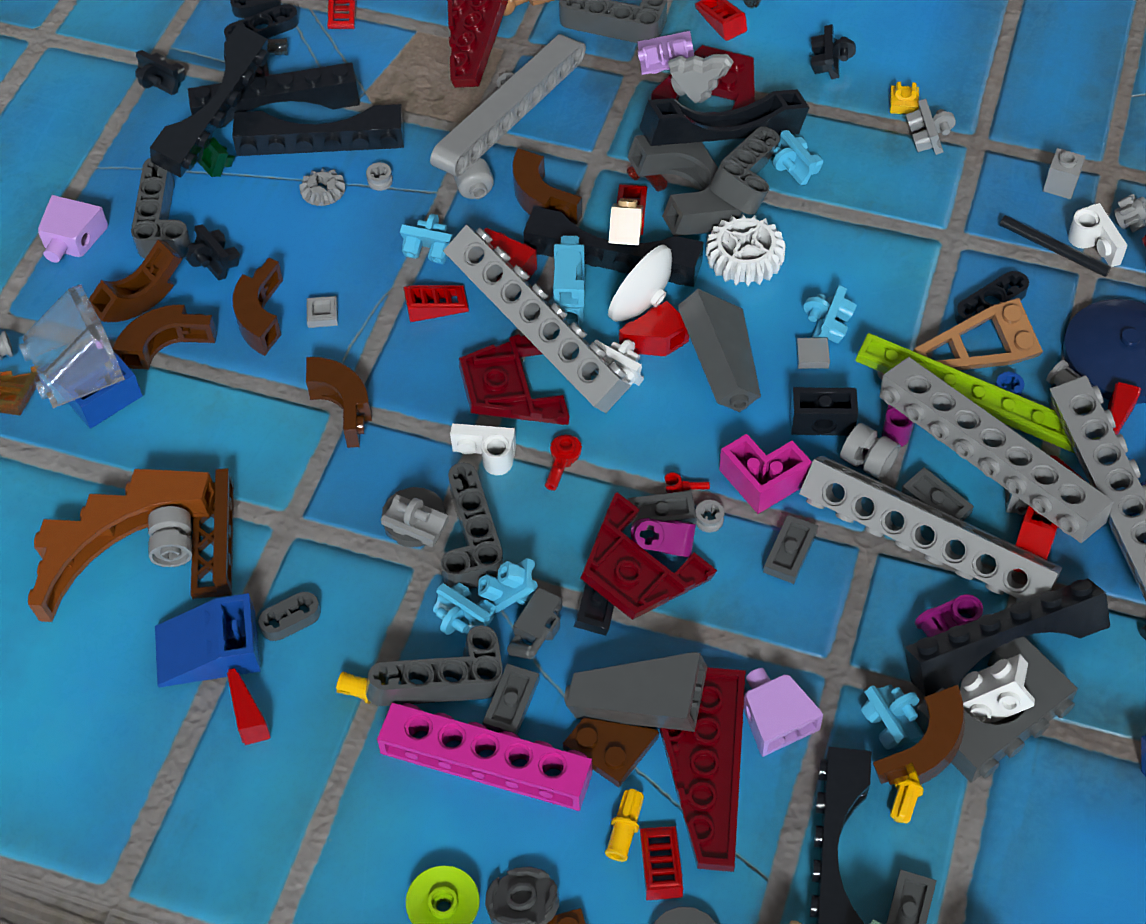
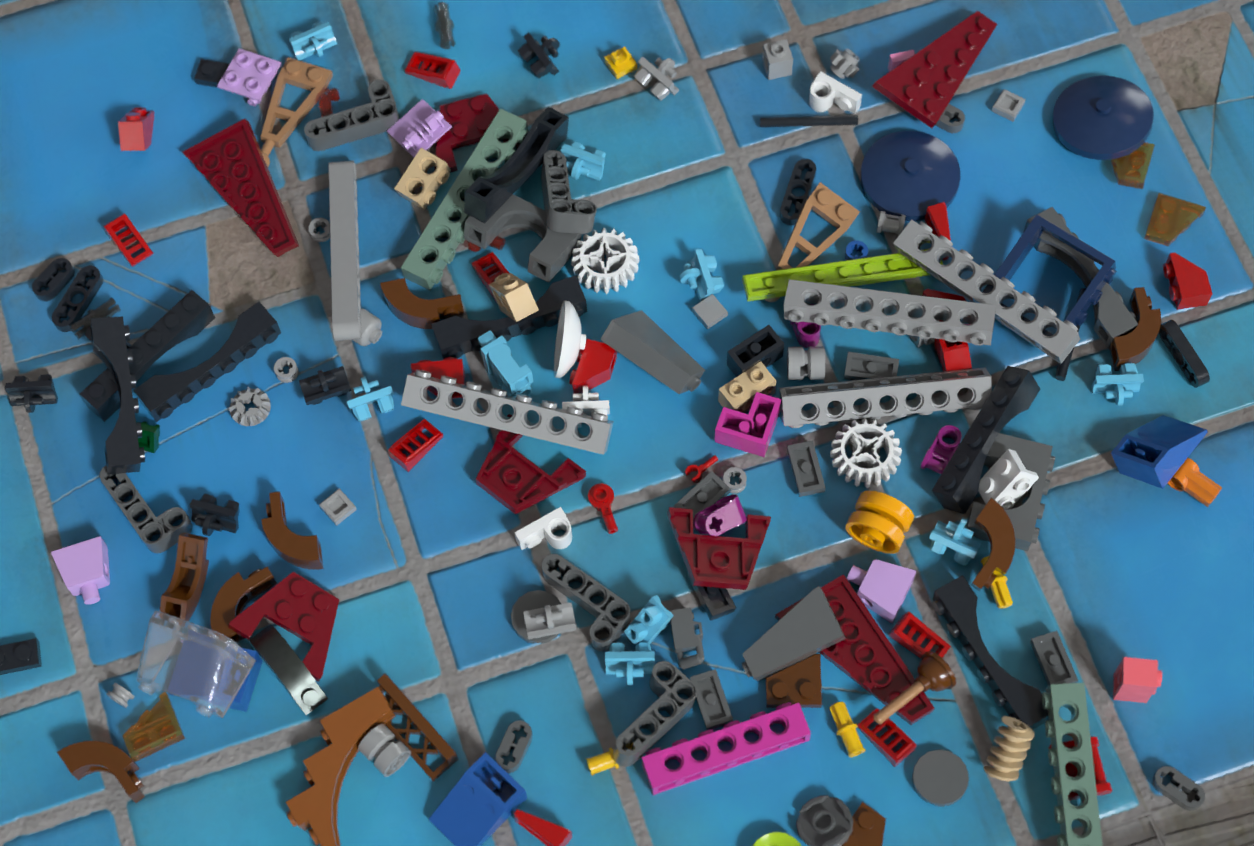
camera: 35 degrees left, 10 degrees up
(148, 413) = (288, 669): none -> pearl dark grey arch
(209, 372) = (299, 609): none -> dark red wing
(340, 385) = (411, 556): reddish brown arch -> none
(396, 203) = (325, 385): none -> black hips
(610, 143) = (429, 273): none -> sand green brick
(631, 89) = (417, 176): none -> tan brick
(698, 75) = (465, 136): light grey rock -> none
(756, 829) = (933, 675): none -> reddish brown piece
(760, 781) = (925, 632): none -> red slope
(778, 431) = (740, 391): none -> tan brick
(822, 641) = (879, 522): none -> light orange wheel
(881, 564) = (856, 436): none -> white gear

